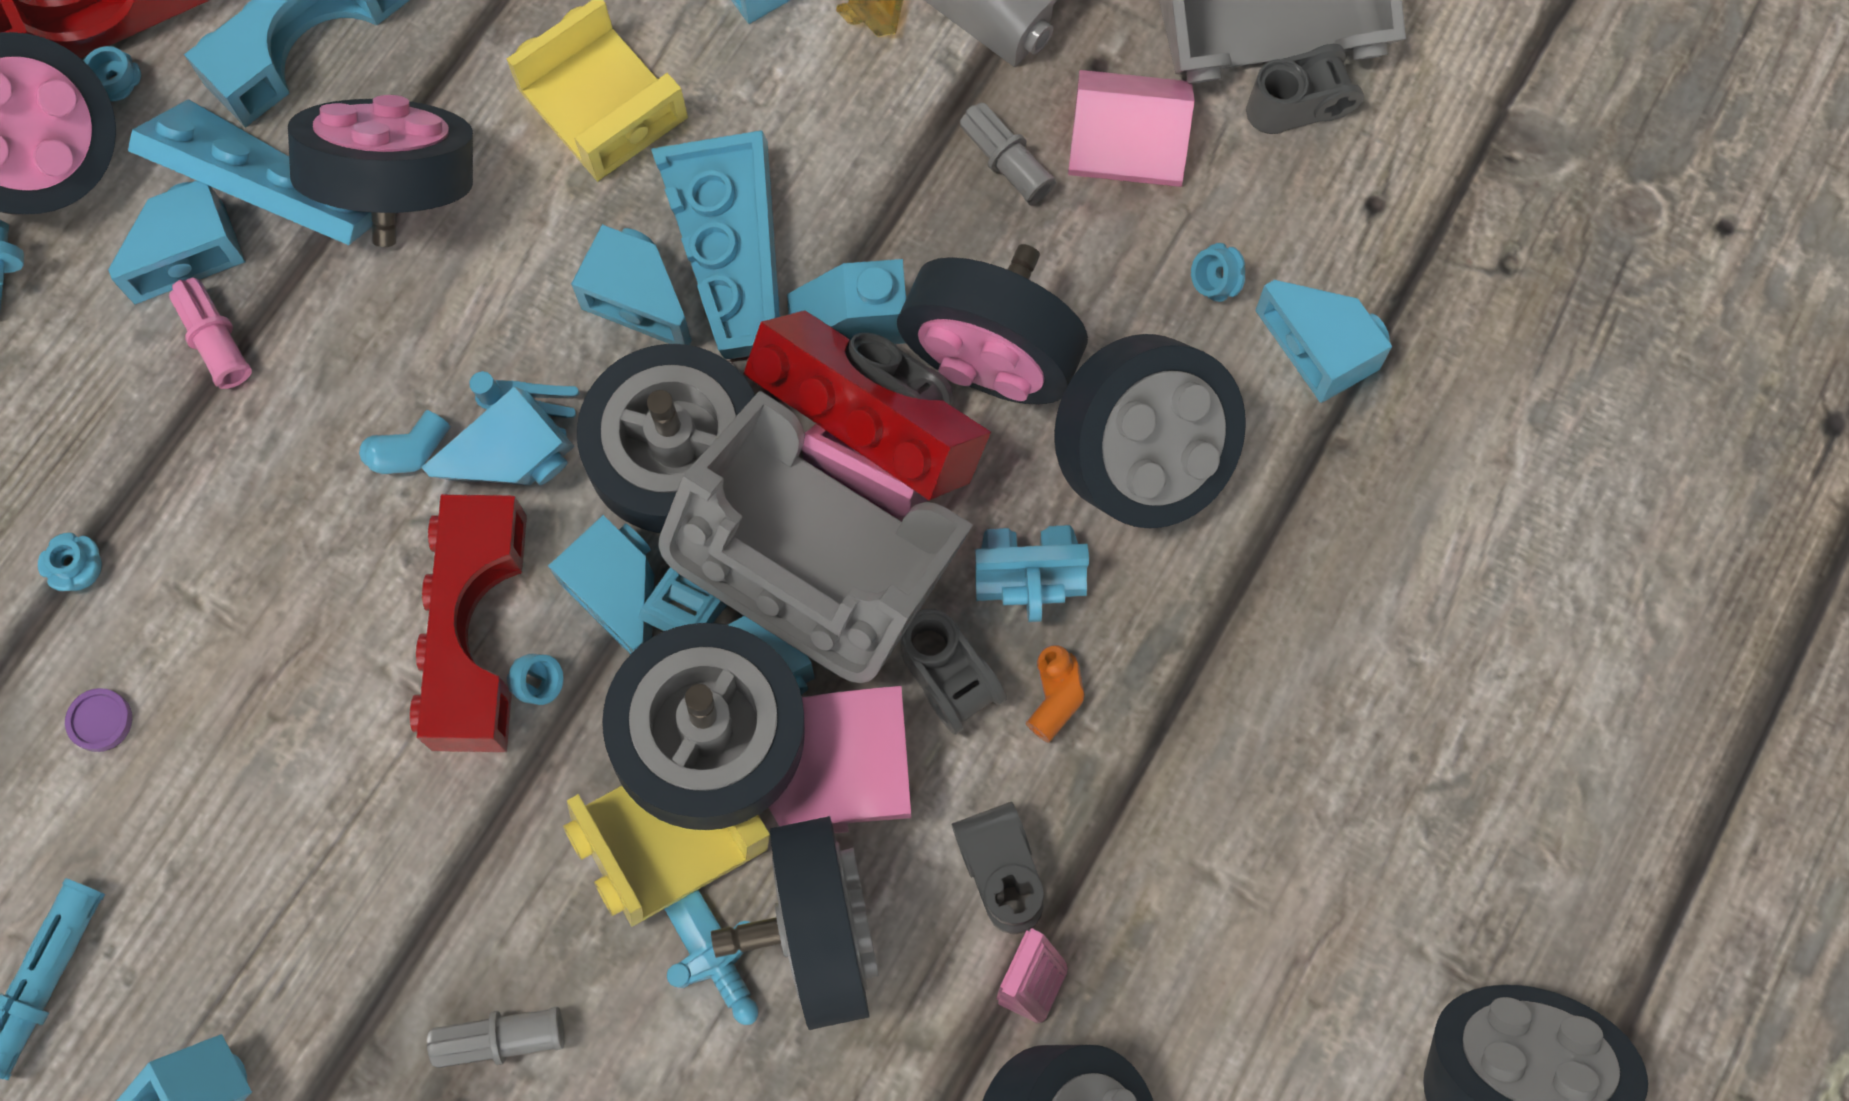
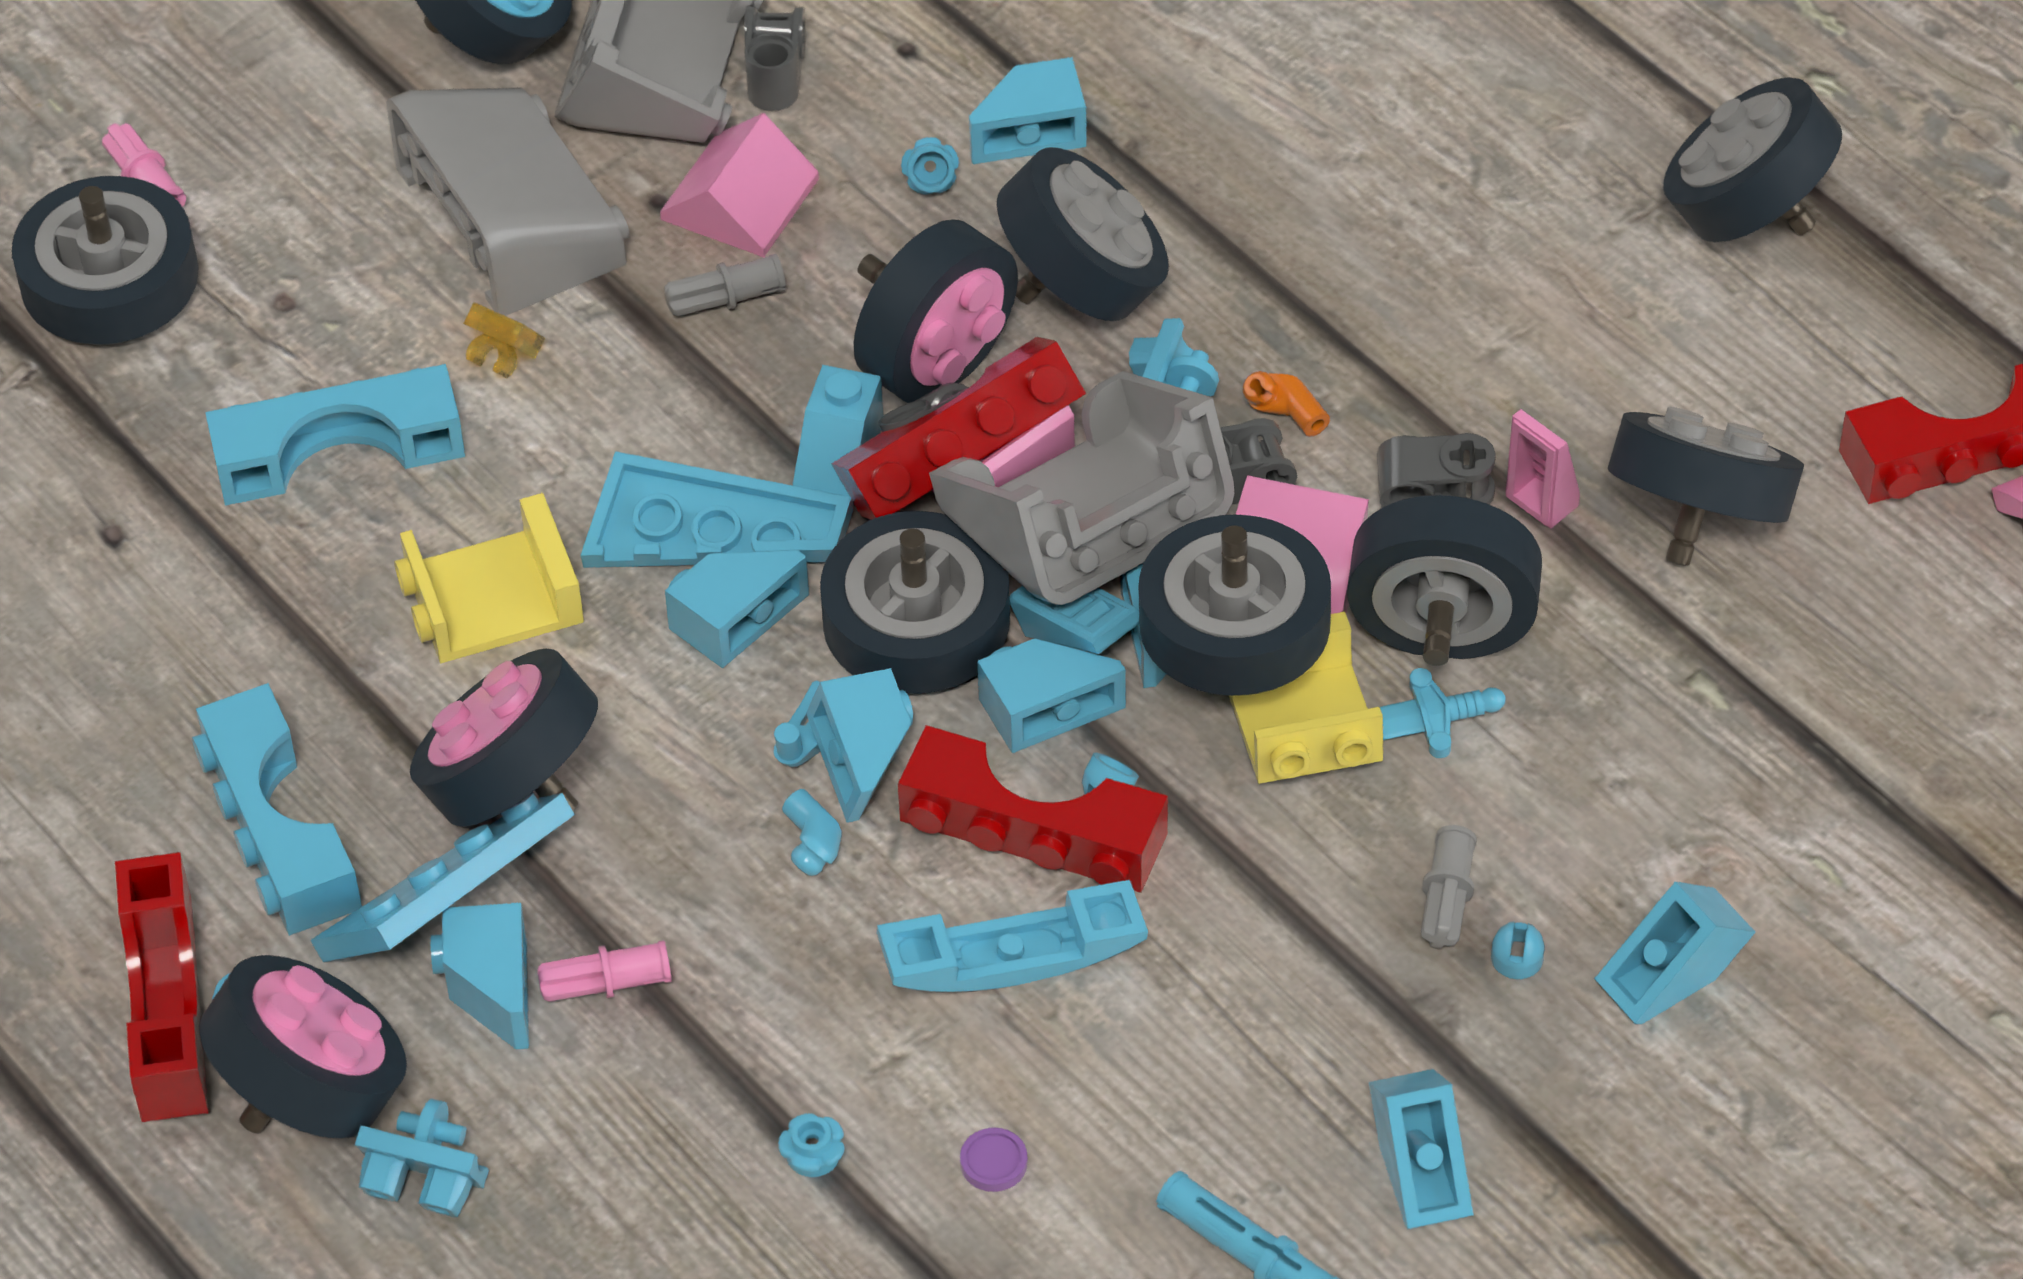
camera: 70 degrees left, 20 degrees down
(318, 652) = (1014, 948): none -> medium azure slope

